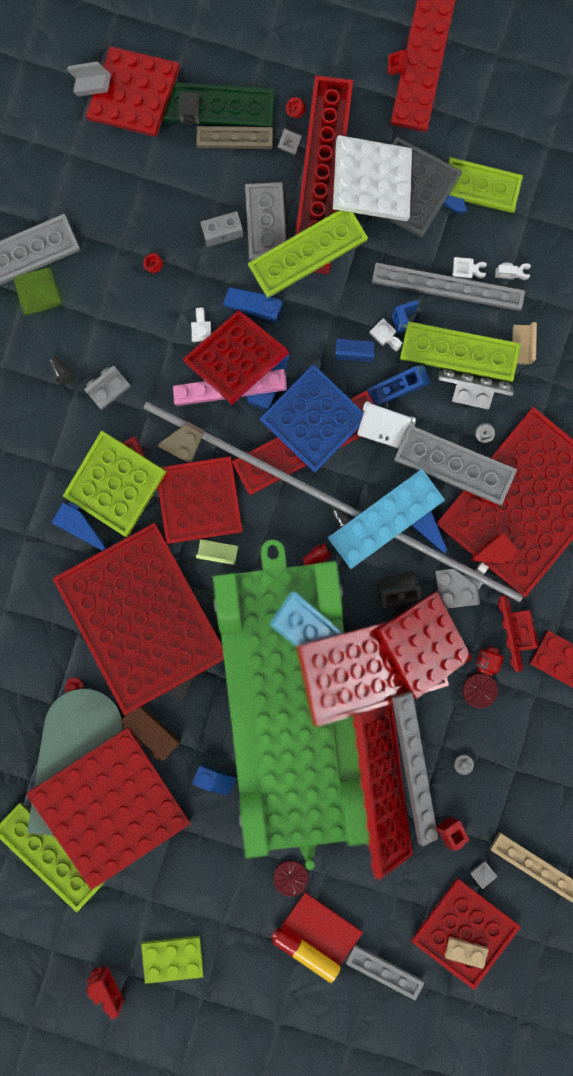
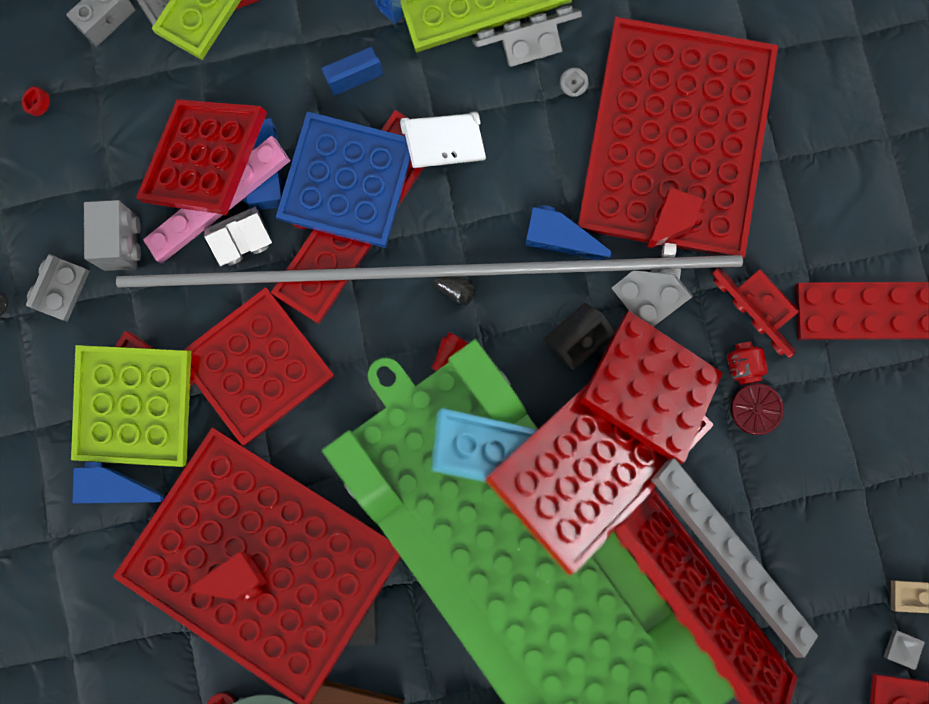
camera: 25 degrees left, 5 degrees down
(122, 620) = (233, 579): none -> red slope
(156, 375) = (111, 235): none -> light grey brick
(183, 442) = (194, 301): dark tan wing -> none
(200, 329) = (141, 148): white plate -> none
(217, 552) = (316, 420): yellowish green panel -> none
(229, 416) = (237, 236): none -> brick
(253, 304) = (194, 82): blue slope -> none
(384, 333) = (379, 30): white plate -> none
(386, 518) = (510, 254): medium azure plate -> none
(399, 385) = (433, 80): blue slope -> none
(452, 833) = (833, 617): red brick -> none
(455, 465) = (560, 139): light grey plate -> none
(463, 764) = (792, 517): light grey tile -> none

